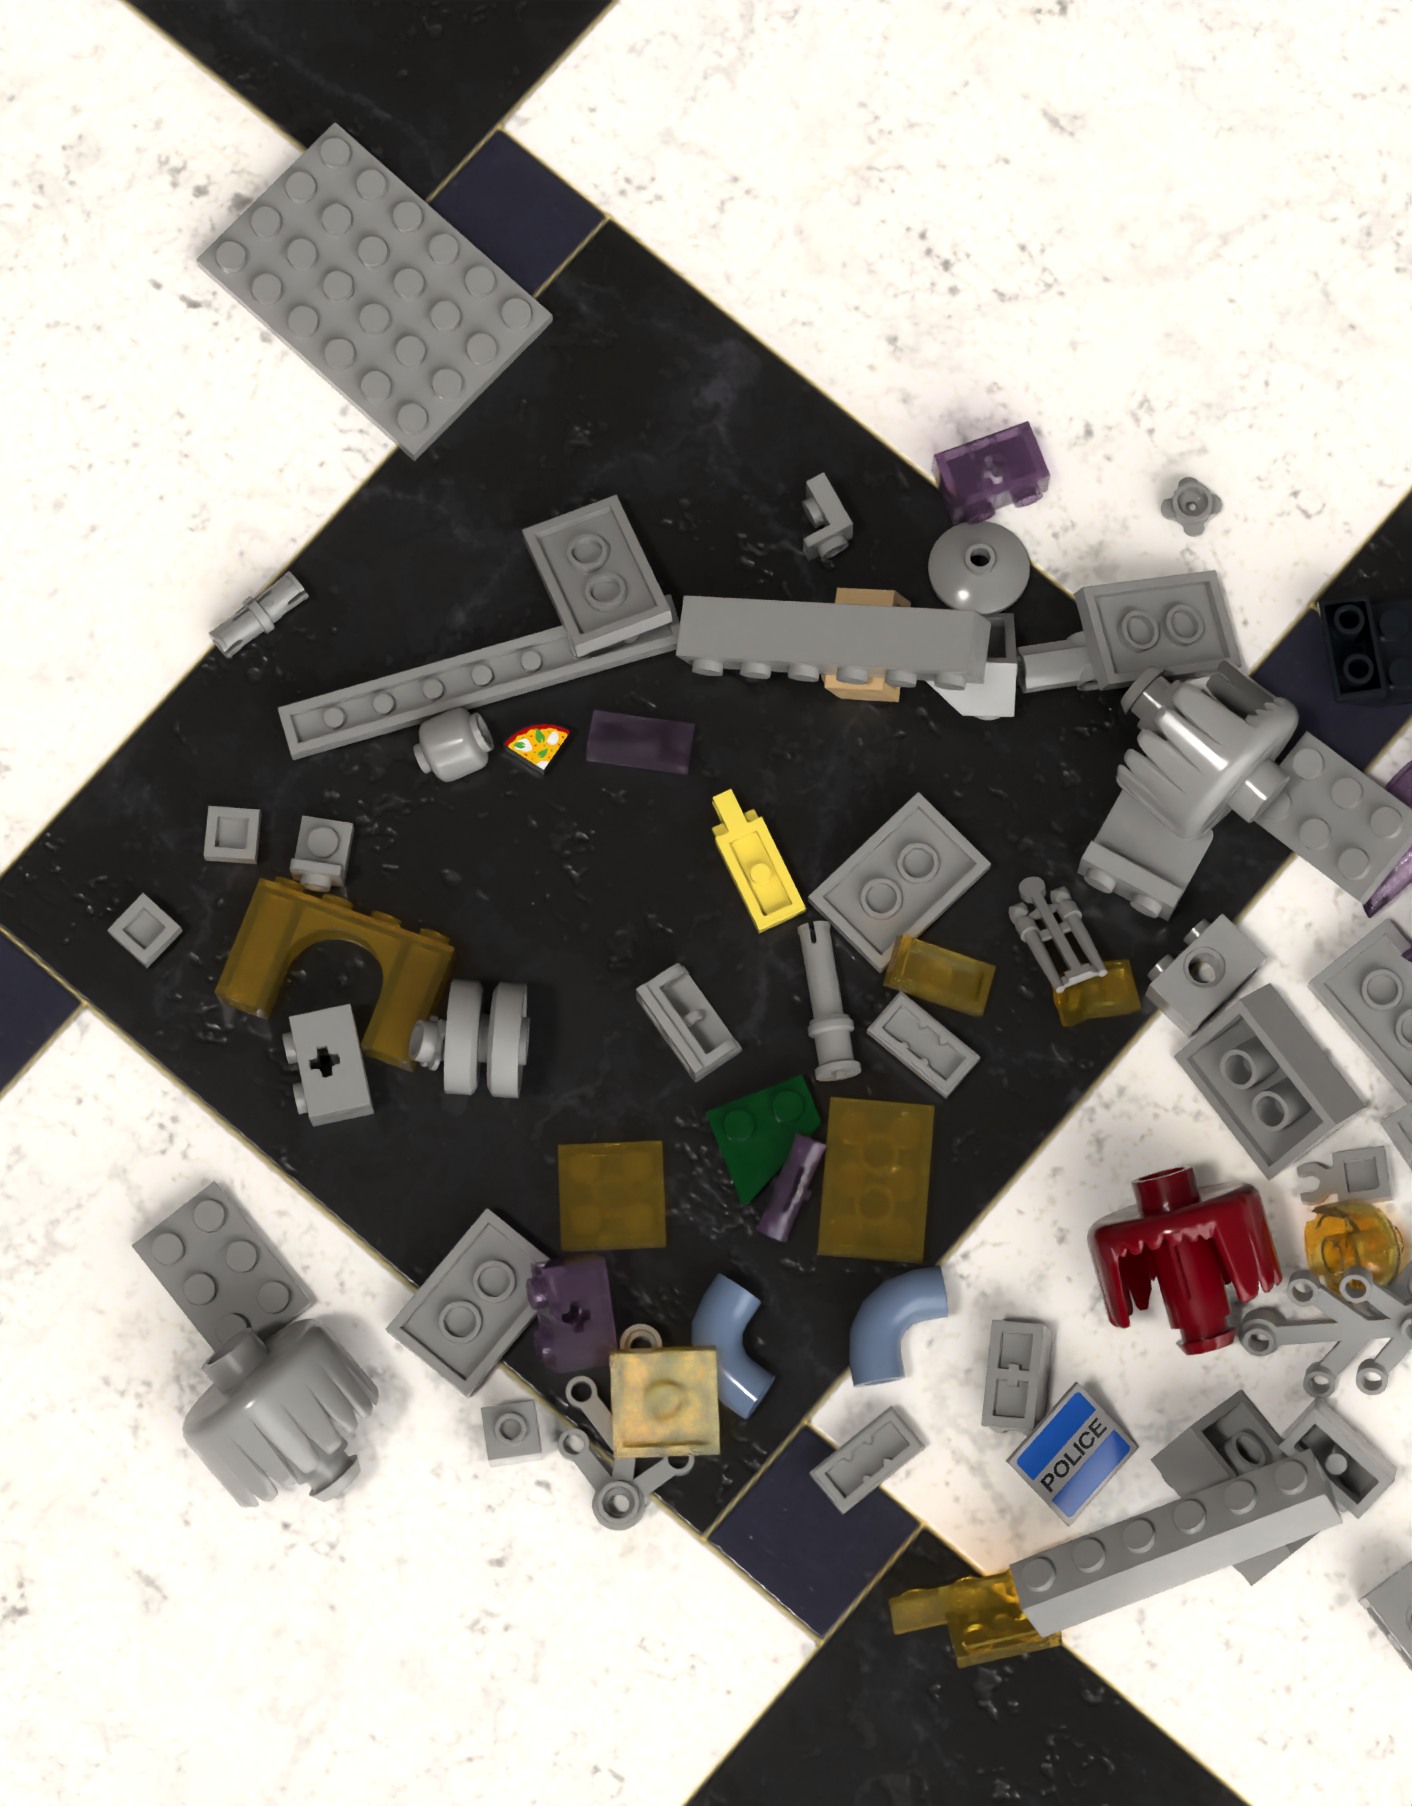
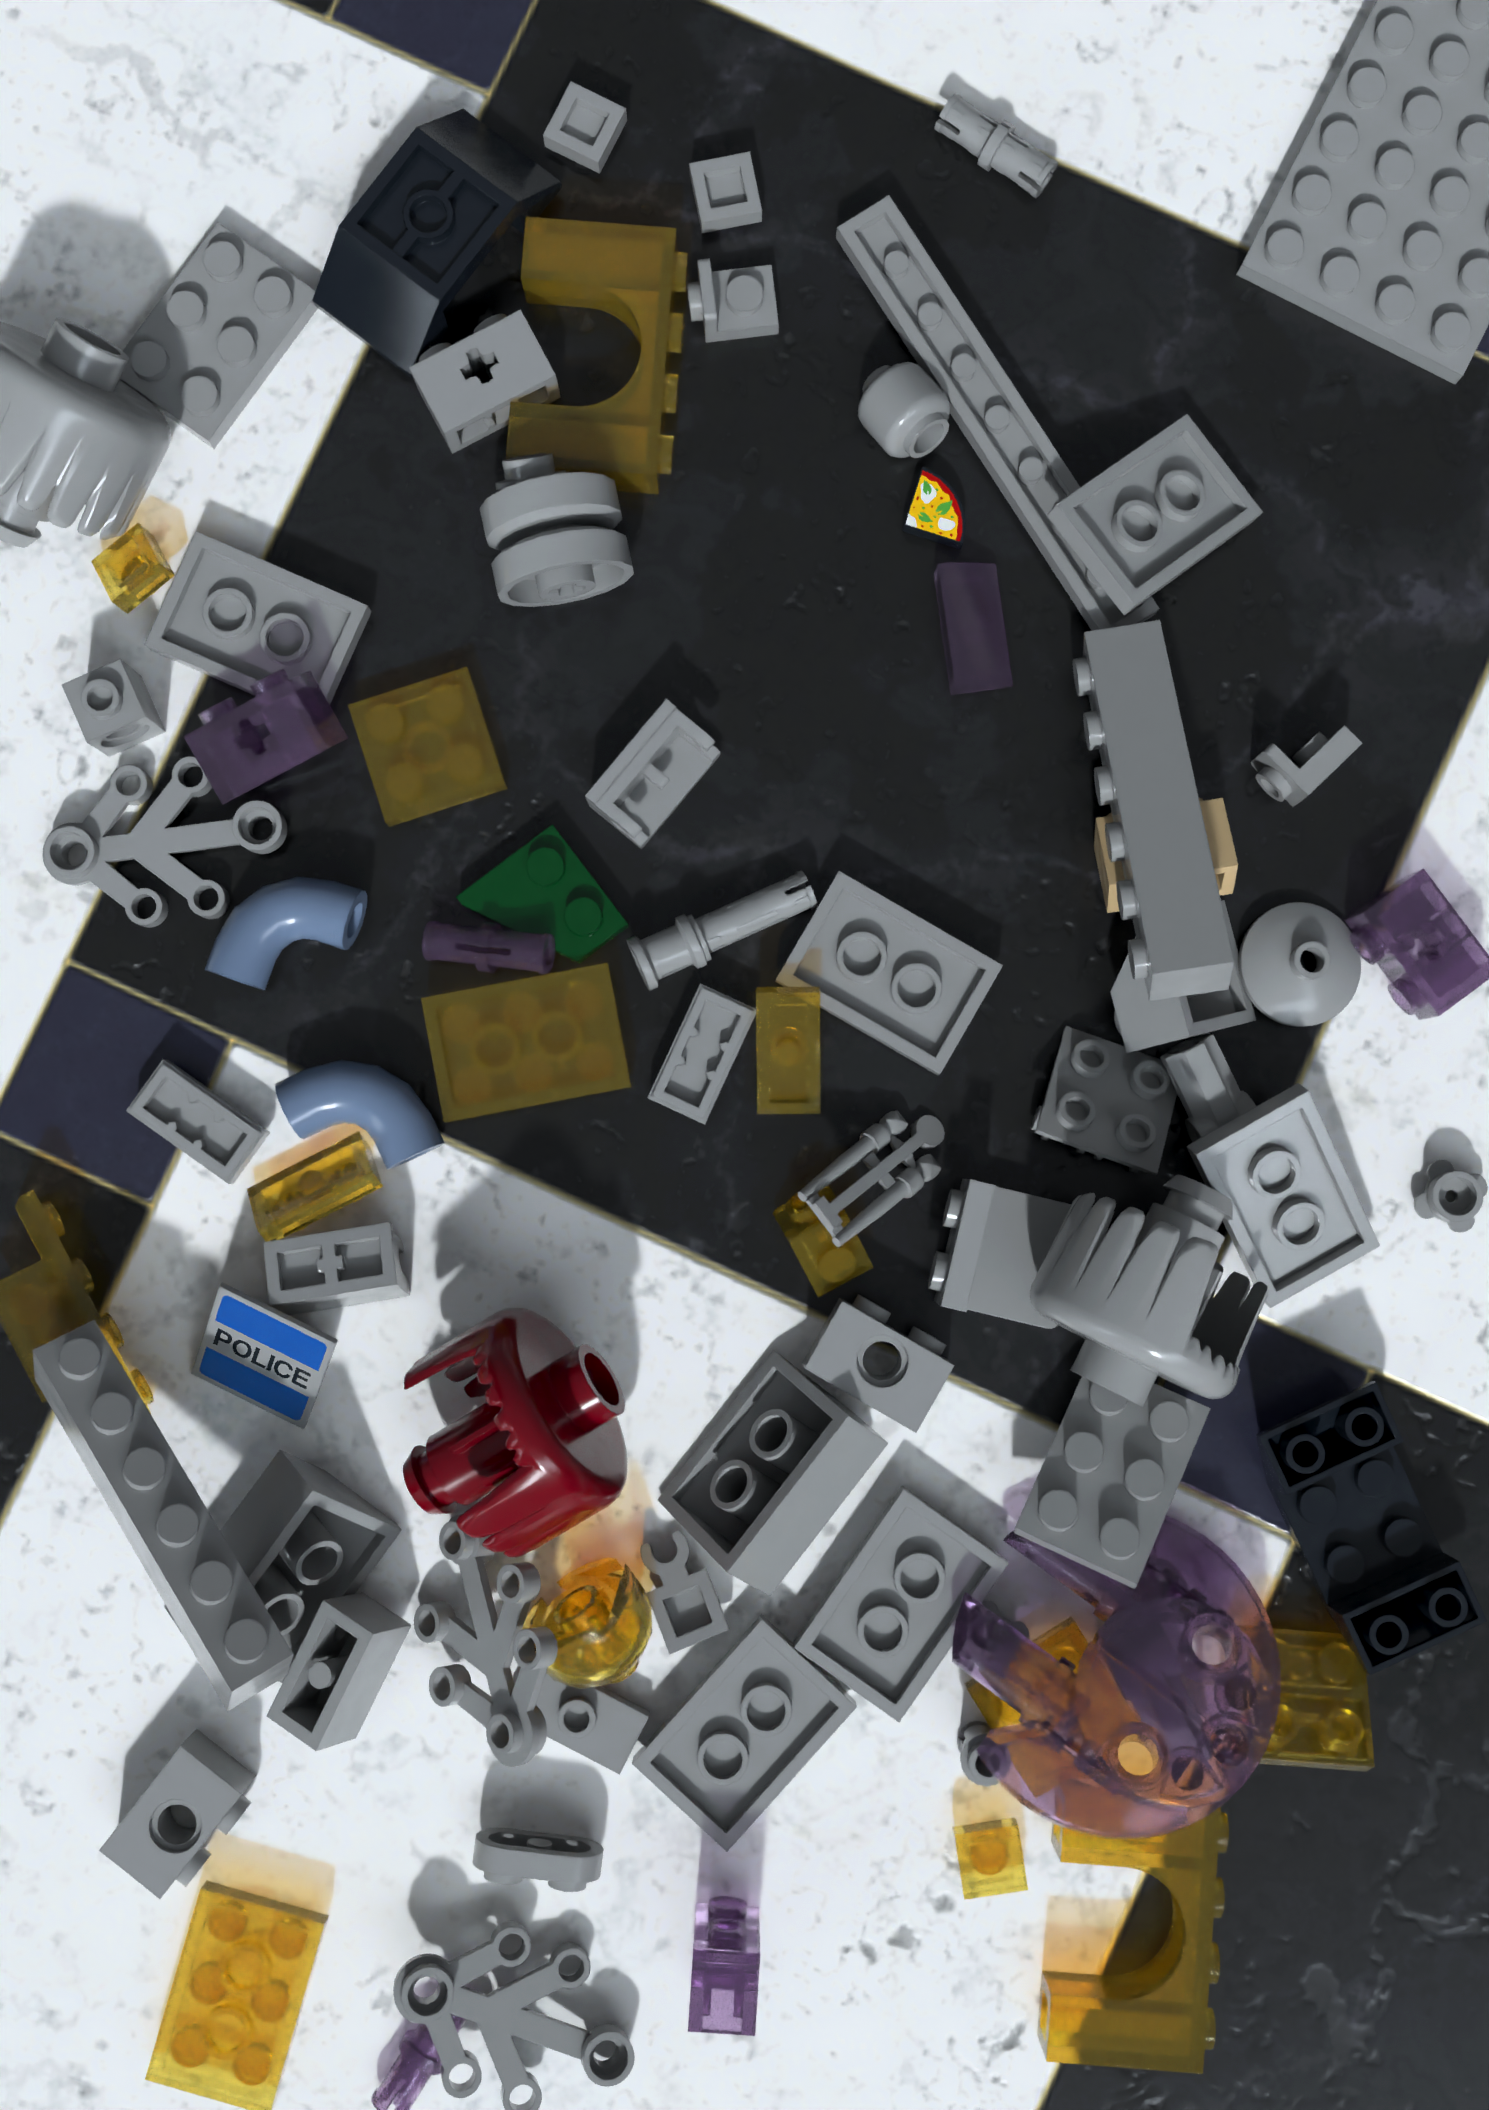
camera: 70 degrees right, 10 degrees up
(203, 1074) = (426, 233): none -> black slope
(401, 1390) = (132, 568): none -> clear yellow plate
(664, 1401) = (189, 868): clear yellow plate -> none
(755, 864) = (862, 799): light yellow hinge -> none
(946, 1379) = (314, 1188): none -> clear yellow plate
(1047, 743) = (1107, 1102): none -> light grey hinge

